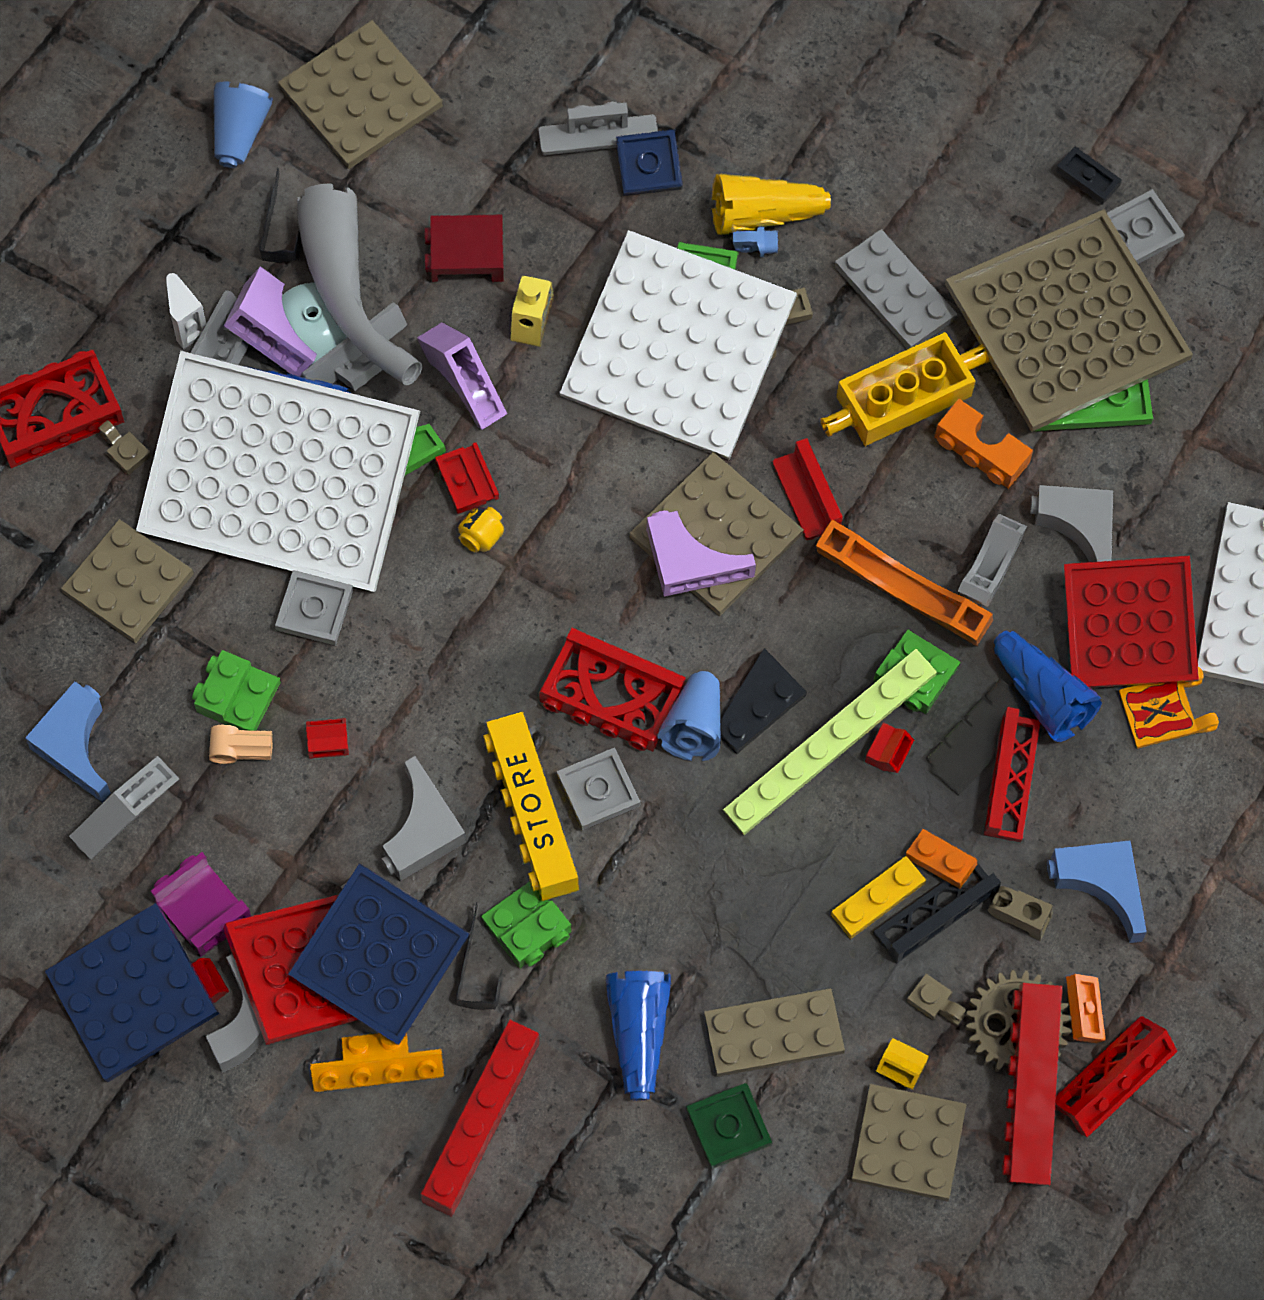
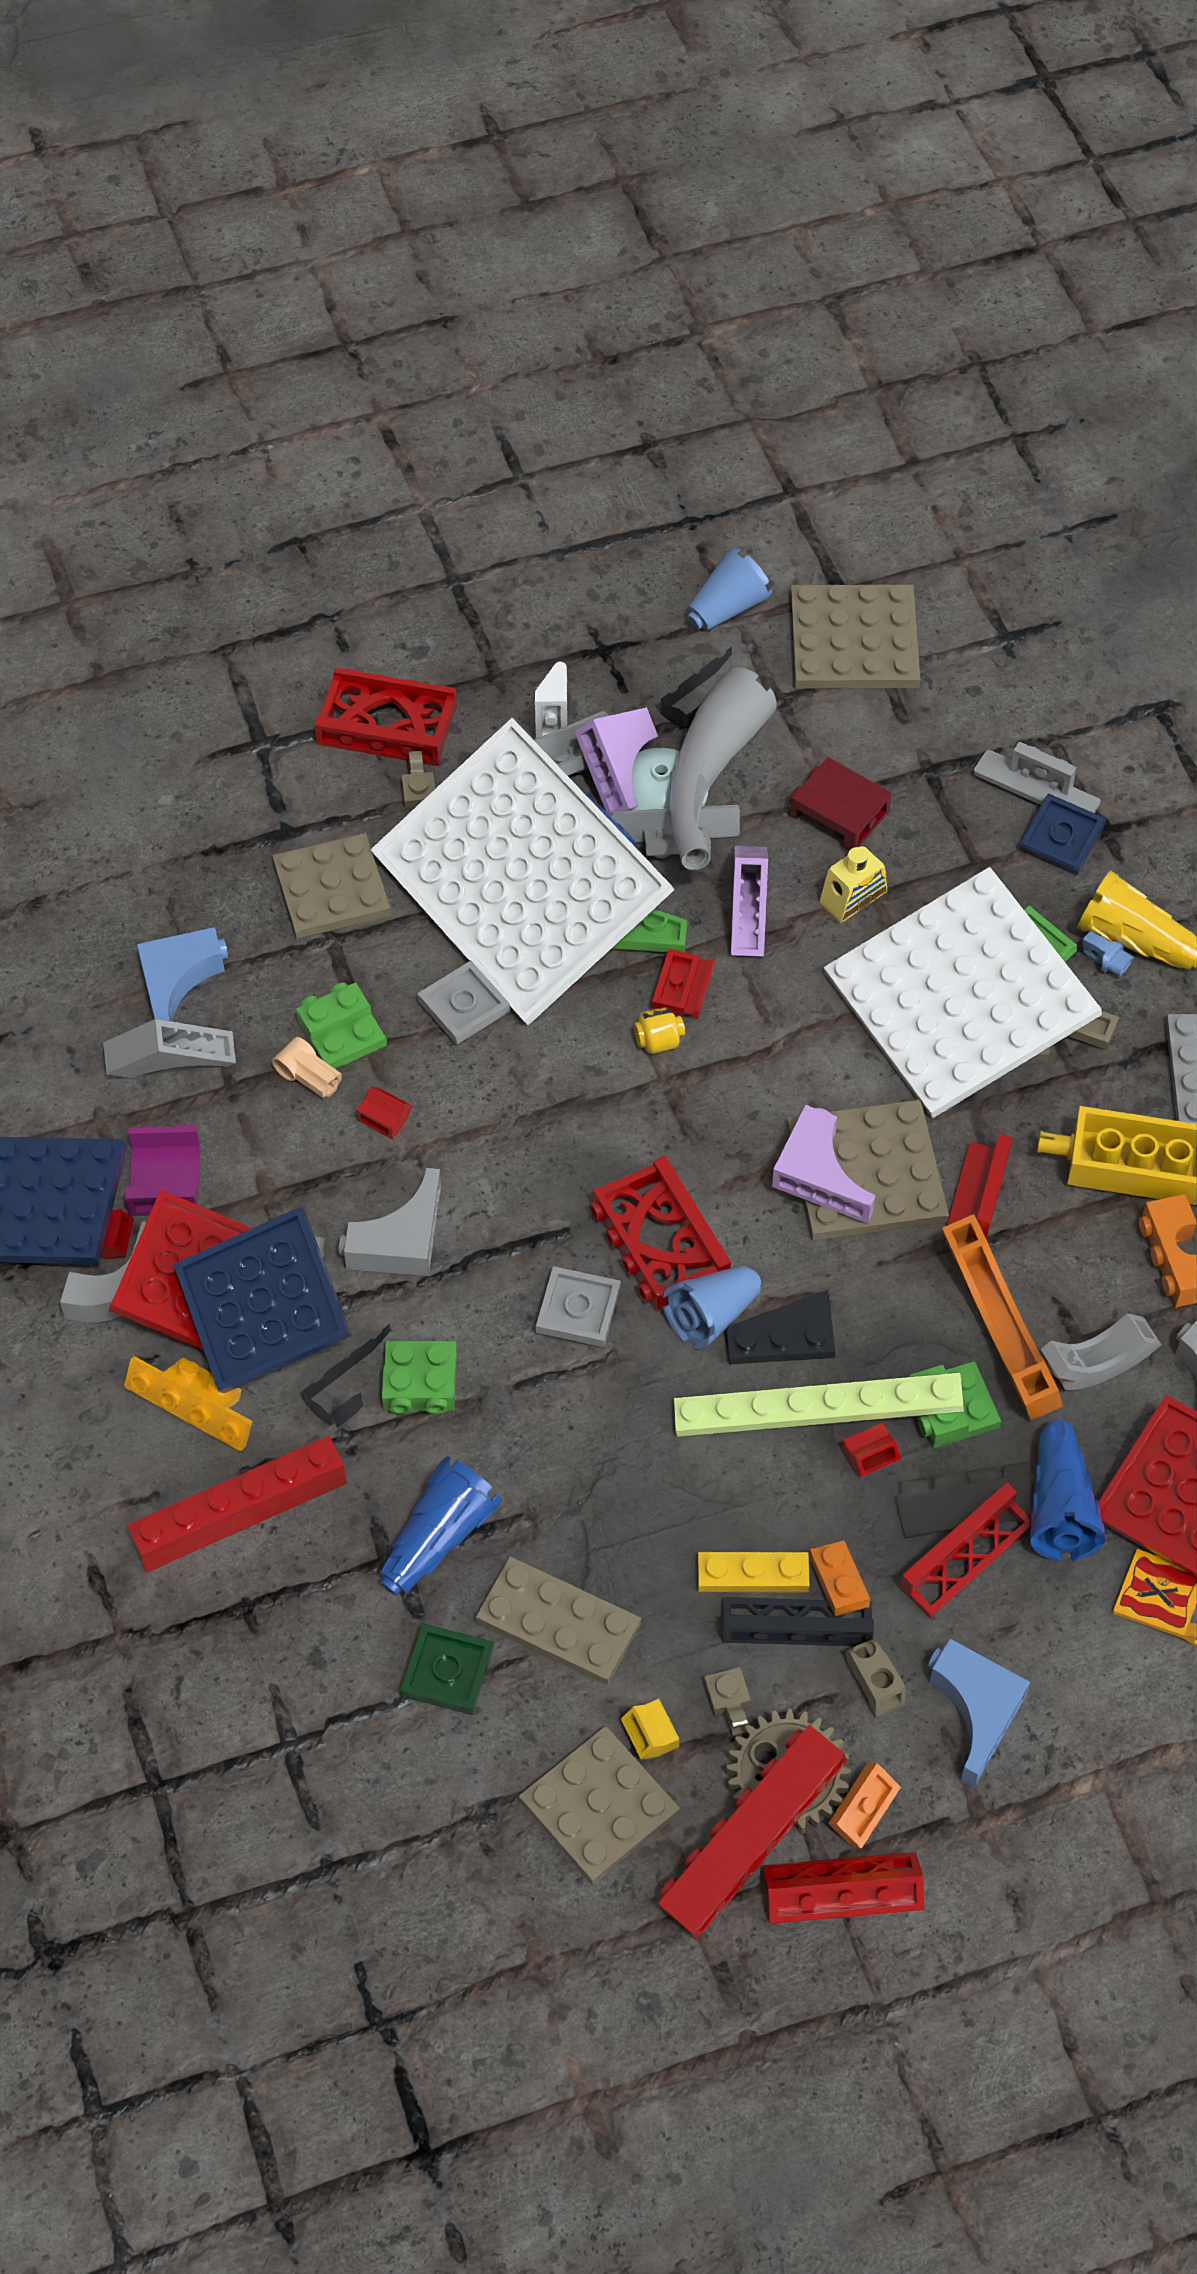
camera: 40 degrees right, 10 degrees down
(532, 807) = (504, 1279): yellow brick -> none

